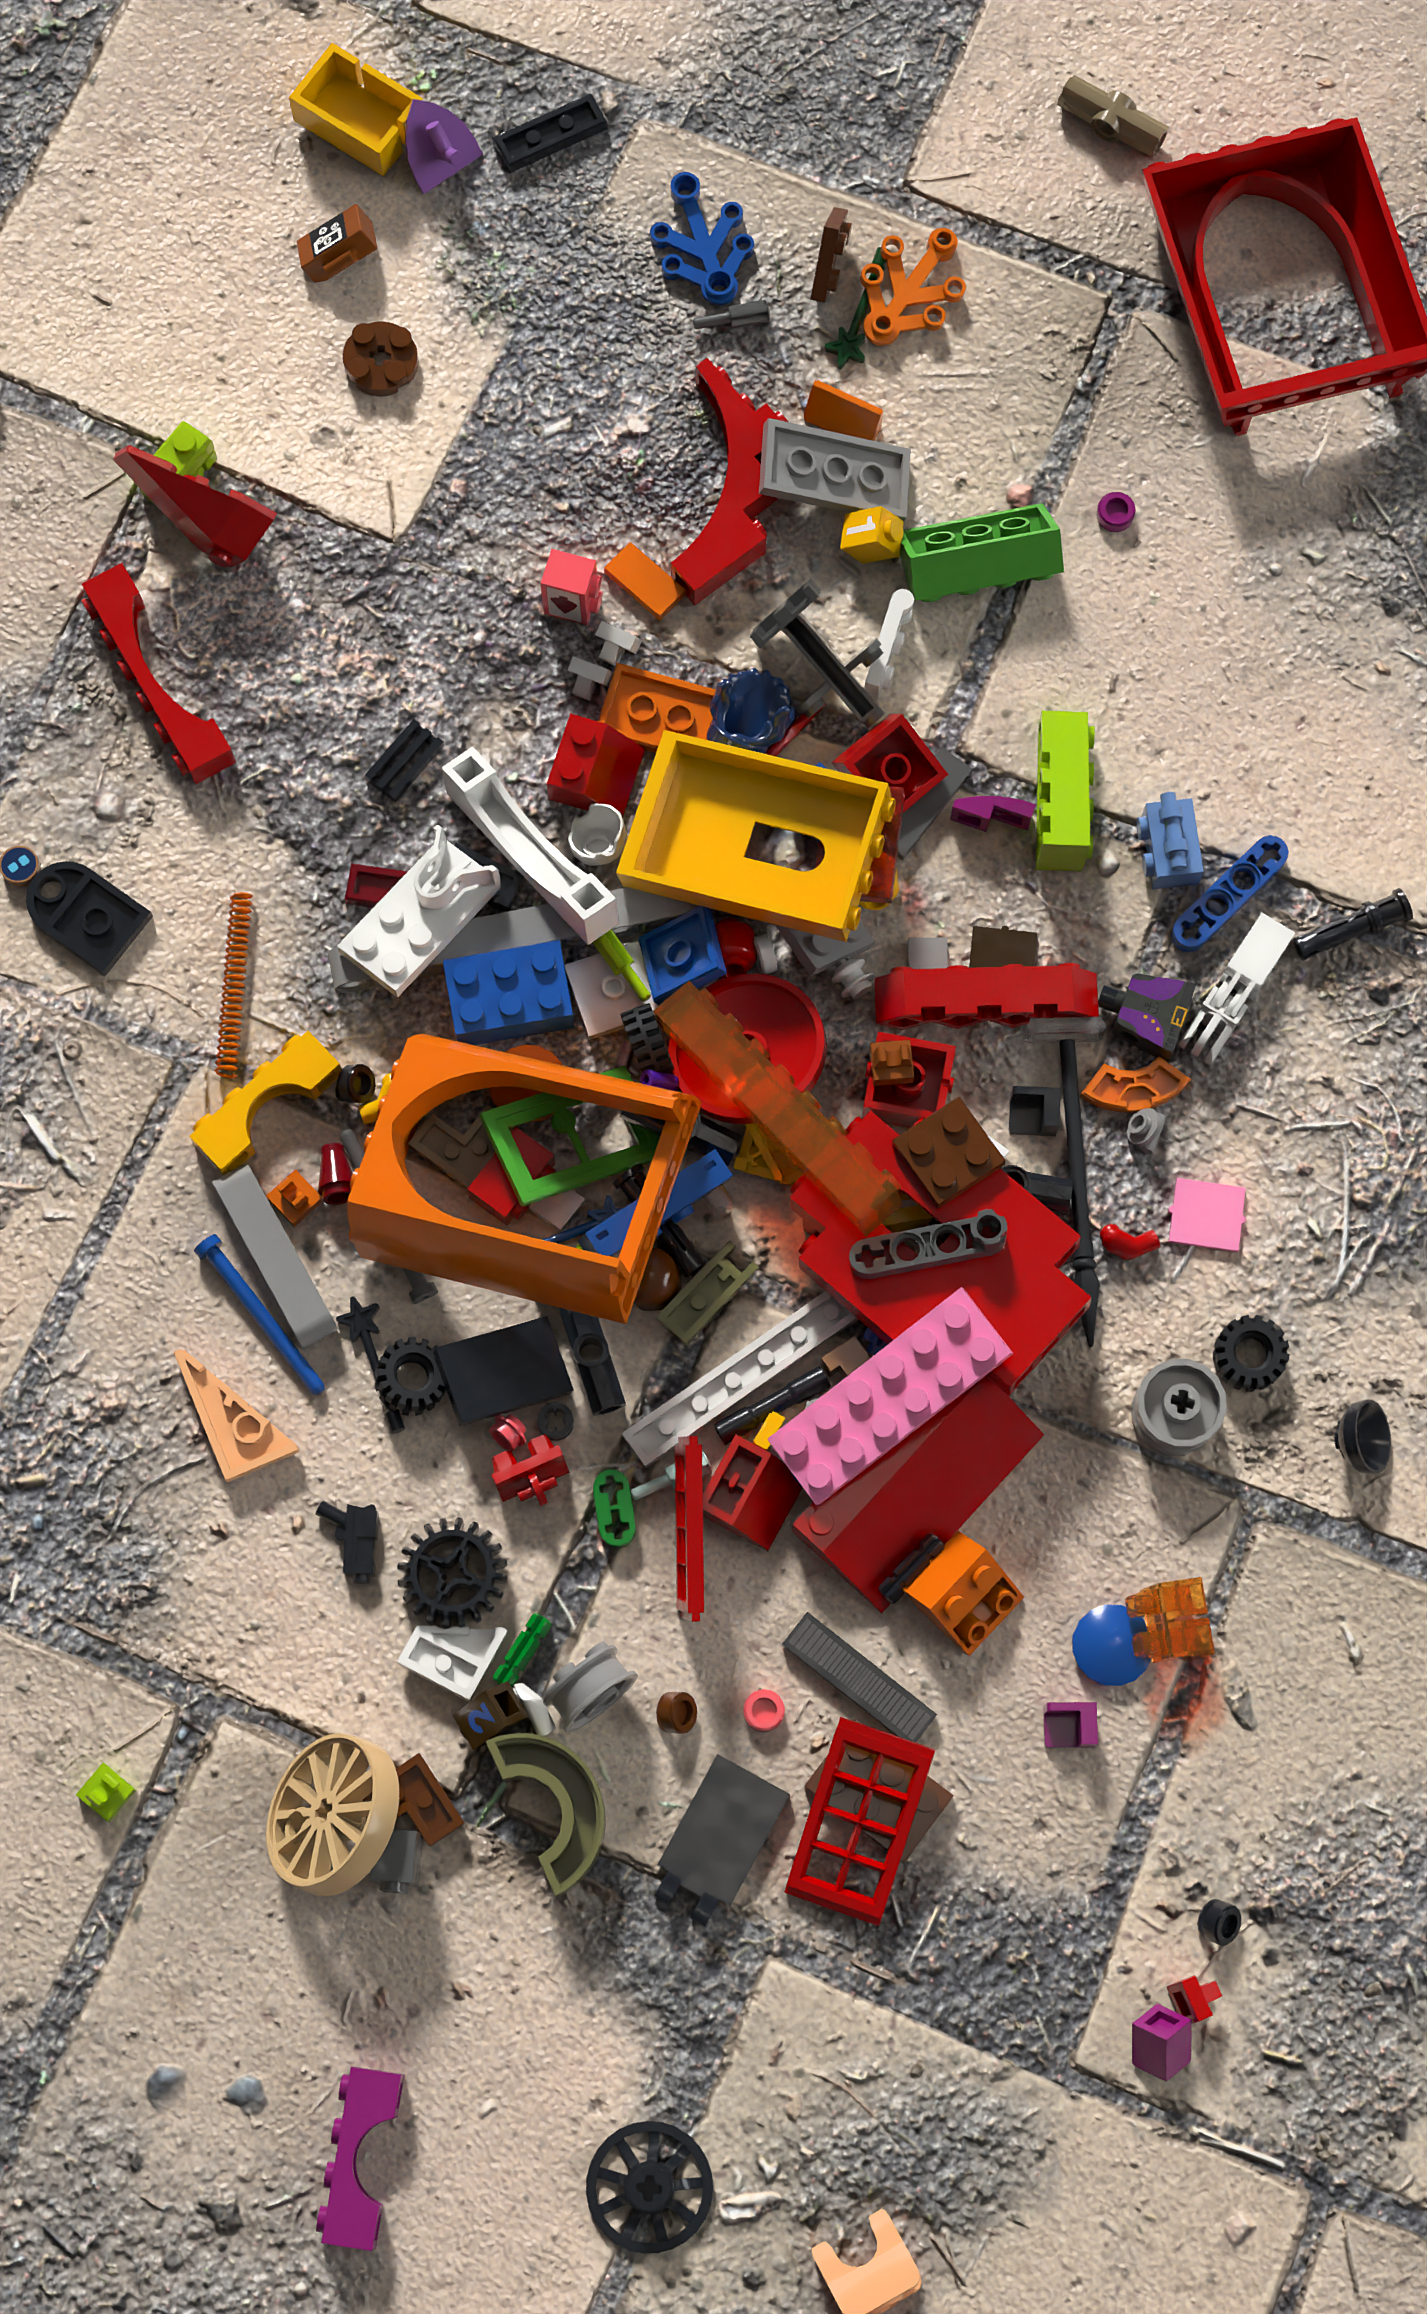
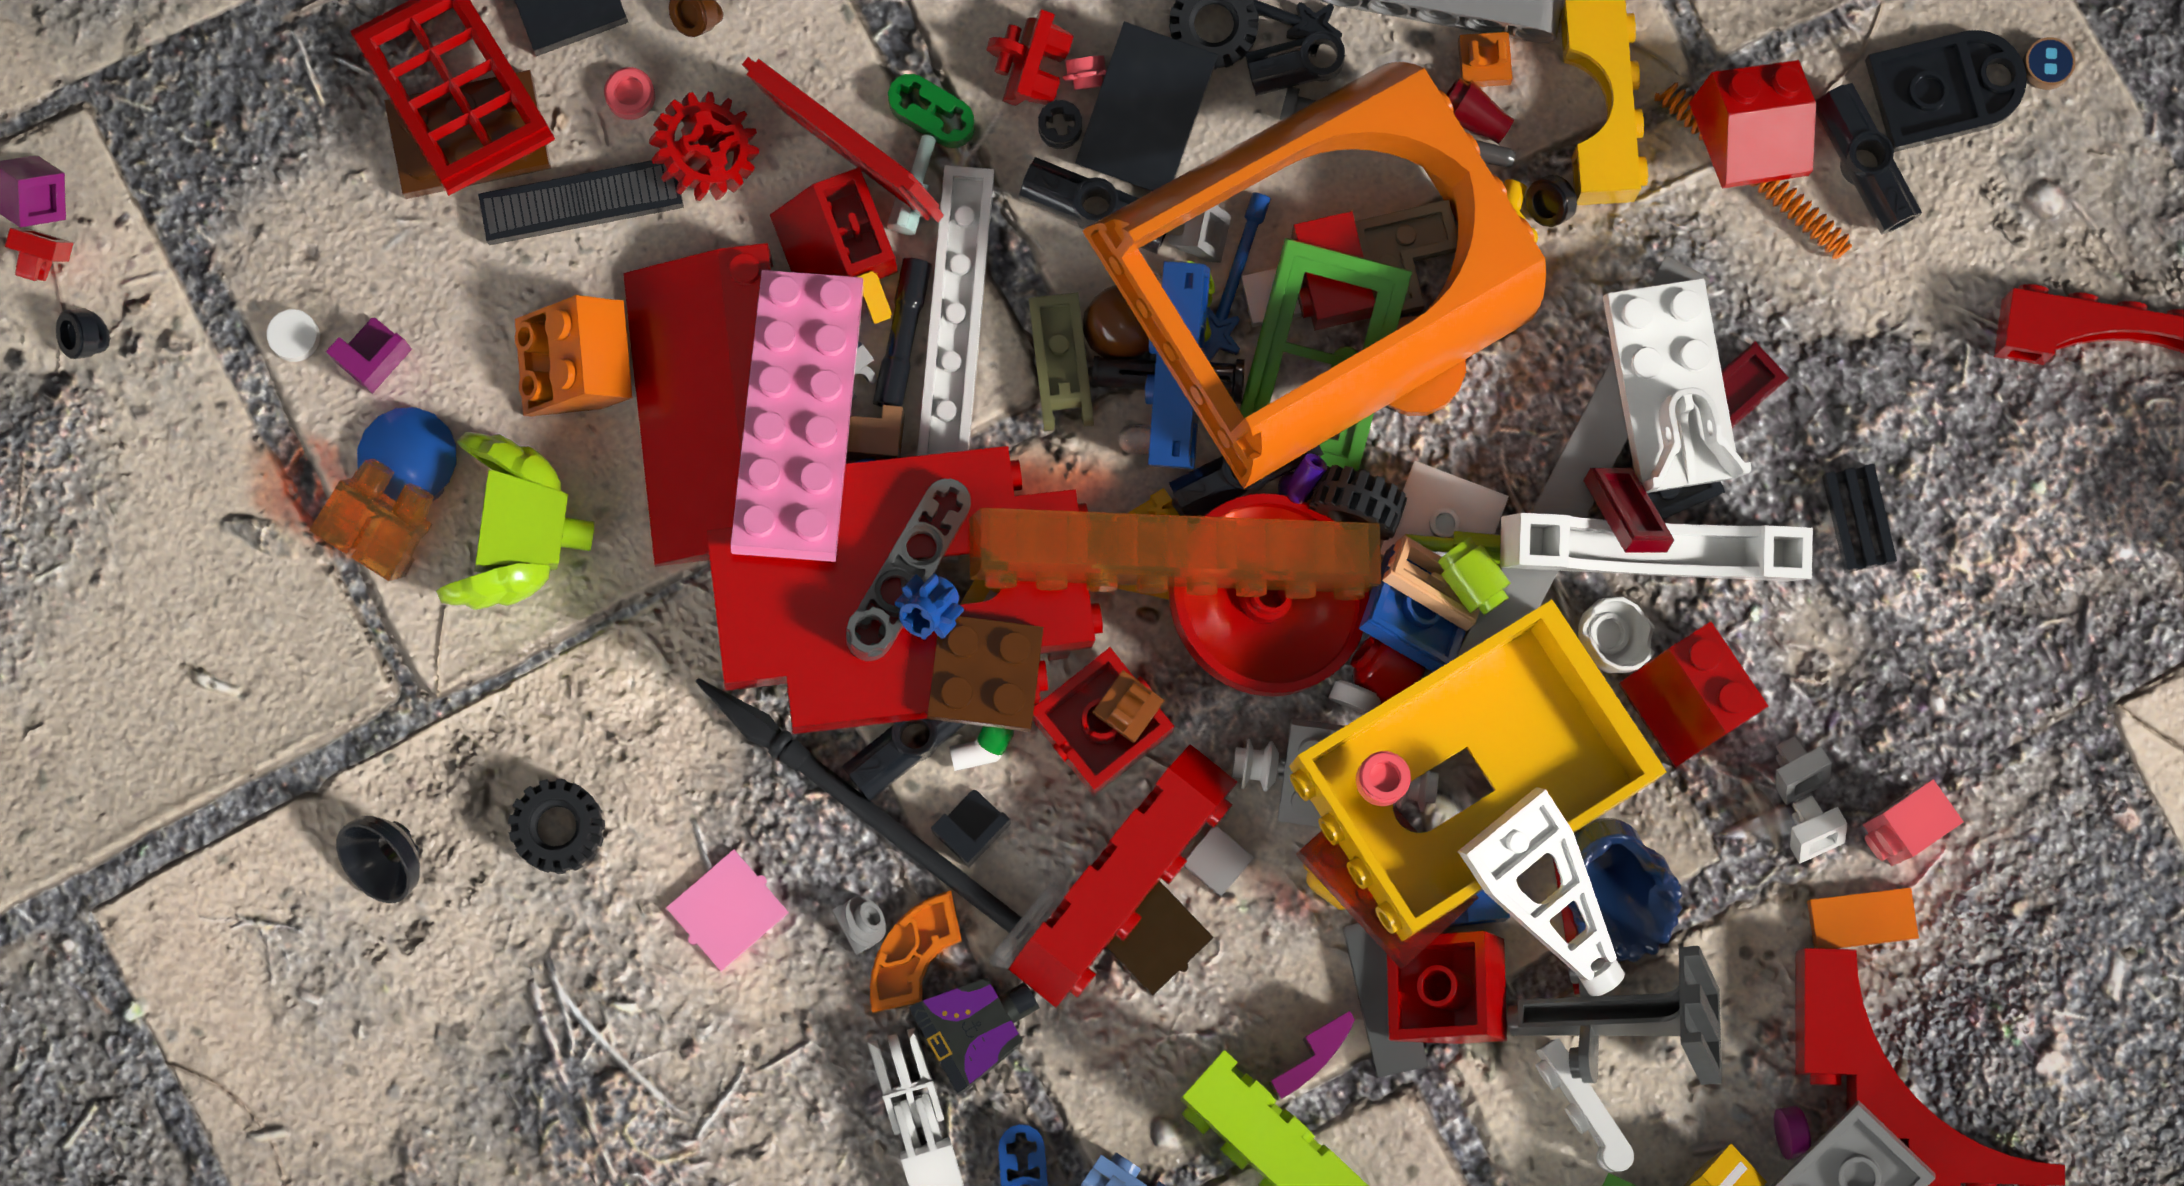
camera: 130 degrees right, 5 degrees up
(162, 942) = (1853, 130): none -> black piece
(207, 994) = (1757, 123): none -> red slope
(400, 1306) = (1289, 64): none -> black piece
(509, 993) = (1521, 414): blue brick -> none
(521, 875) = (1628, 510): none -> dark red tile
(638, 932) = (1474, 577): none -> lime brick
(648, 703) = (1706, 809): orange tile -> none
(675, 975) = (1422, 587): none -> light nougat tile
(761, 1643) = (695, 163): none -> red gear
(787, 766) = (1513, 845): none -> white plate
(802, 525) = (1792, 1132): none -> magenta tile
(812, 871) = (1383, 778): none -> coral tile
(910, 1568) = (636, 326): black axle -> none
(943, 1205) = (929, 606): none -> blue gear
(1098, 1530) = (519, 525): none -> lime torso
(1101, 1786) = (293, 335): none -> white tile
(1125, 1245) = (763, 800): red arm -> none
(1157, 1417) = (540, 686): light grey wheel -> none

